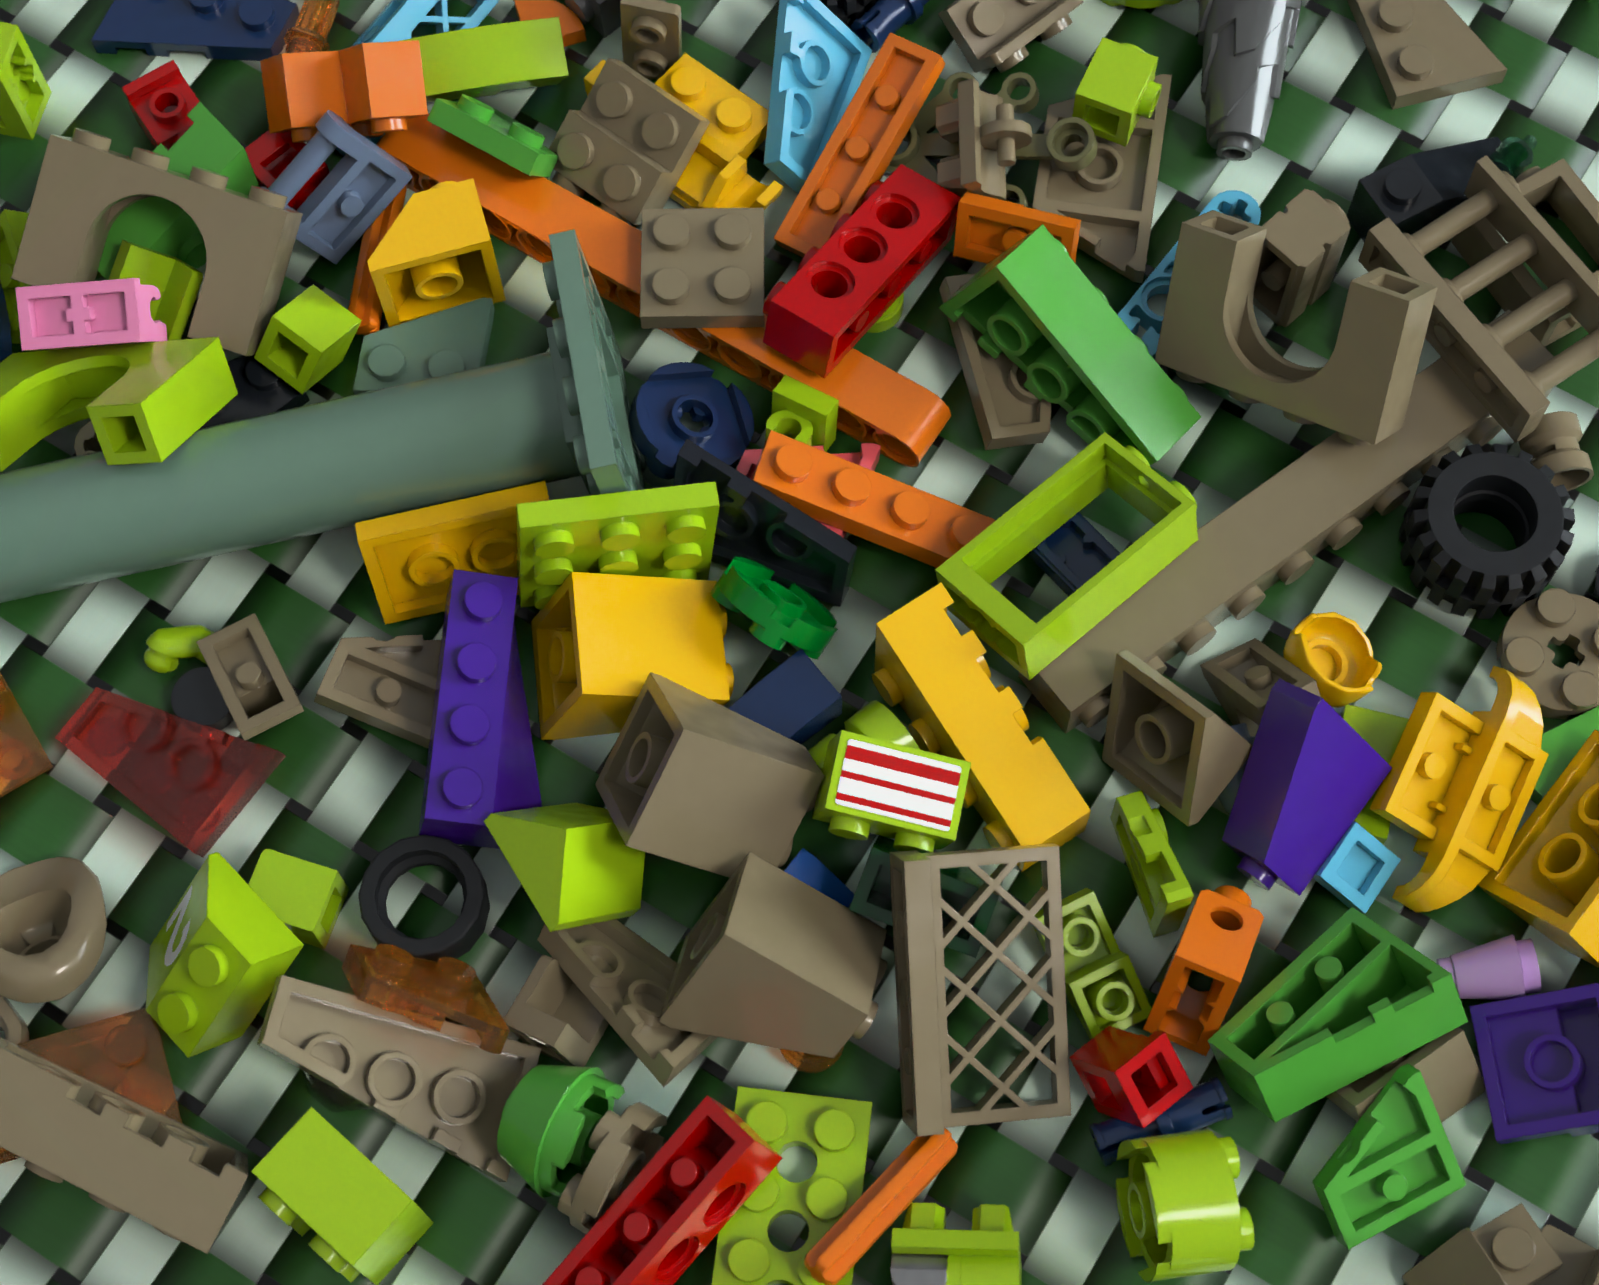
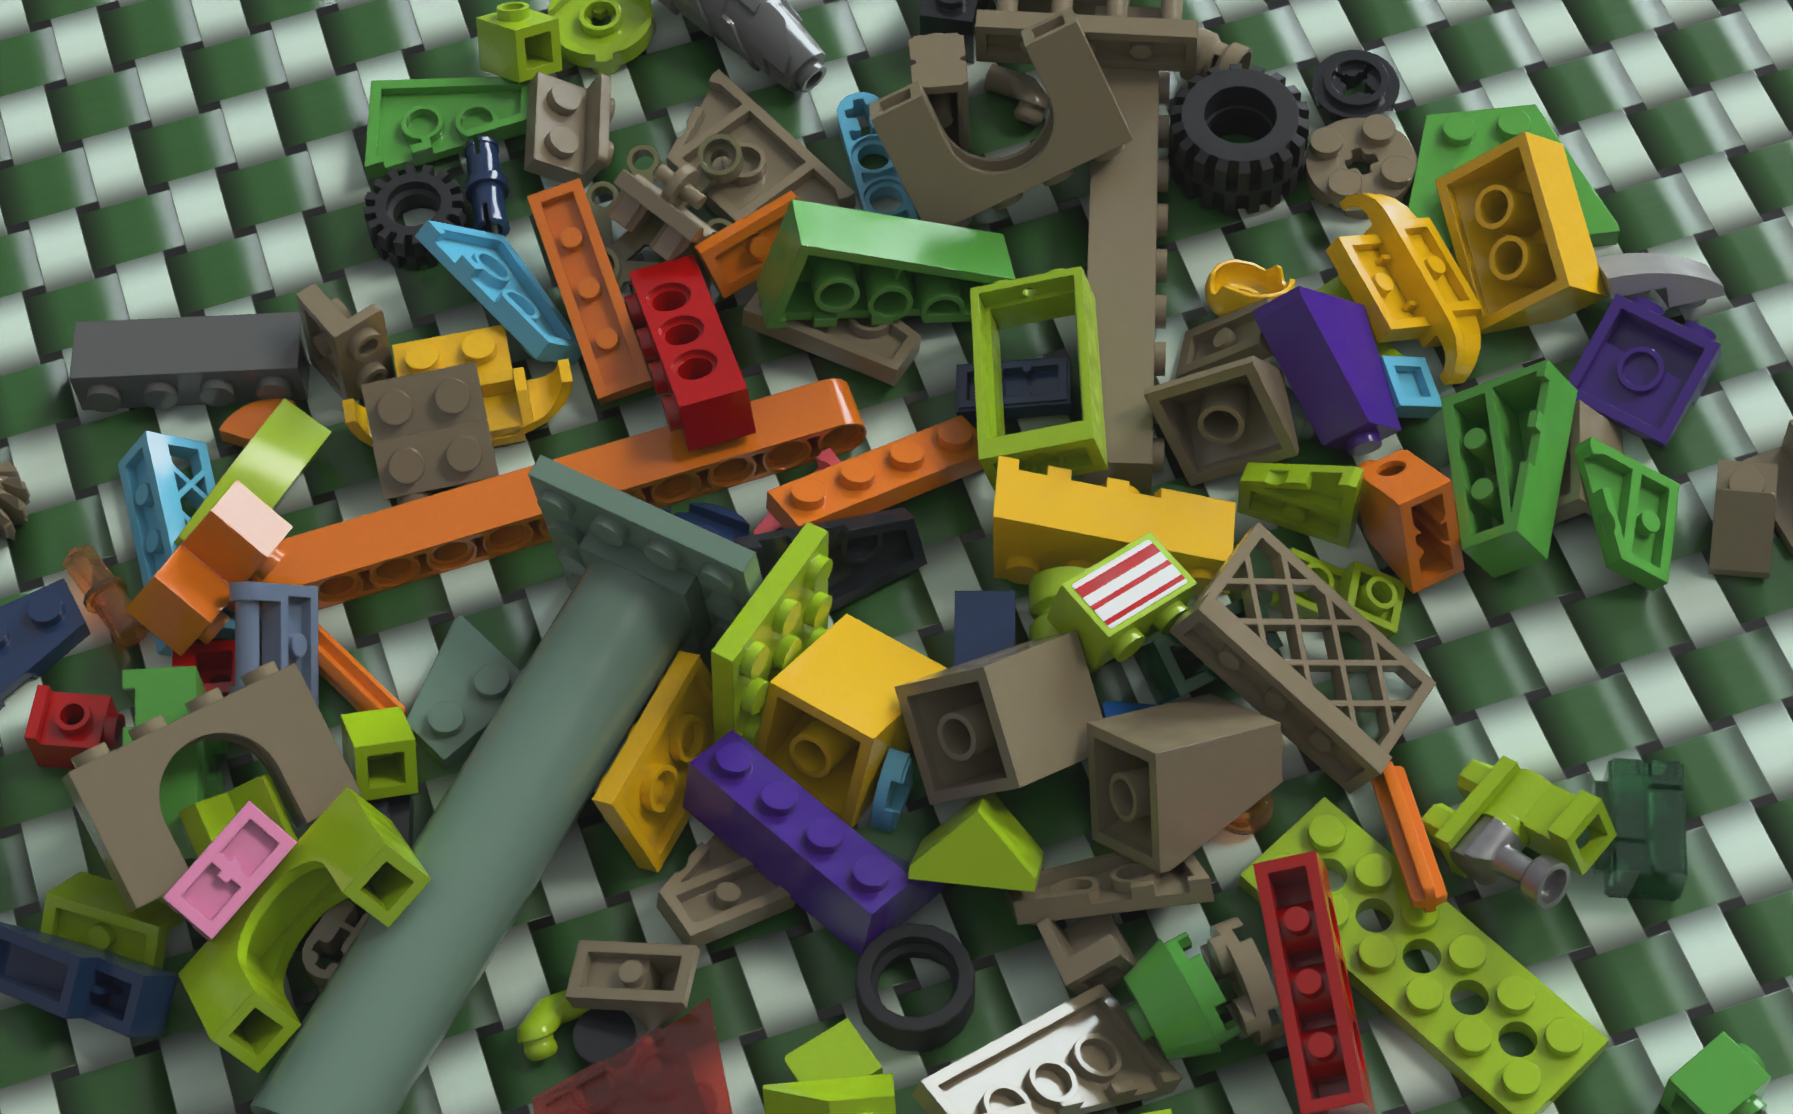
camera: 50 degrees left, 10 degrees down
(425, 990) = (1002, 1013): clear orange wing -> none
(435, 255) = (409, 607): yellow slope -> none
(482, 128) = (368, 496): bright green wing -> none
(590, 744) = (893, 788): none -> medium azure tile
(702, 268) = (594, 436): dark tan plate -> none
(777, 612) = (887, 592): green plate -> none
(803, 413) = (757, 472): lime tile -> none
(1117, 90) = (706, 101): lime brick -> none
(1131, 1074) = (1444, 616): red brick -> none
(1182, 1204) = (1562, 648): lime brick -> none
(1194, 1111) = (1487, 630): dark blue pin -> none
(1495, 970) = (1557, 344): lavender cone -> none

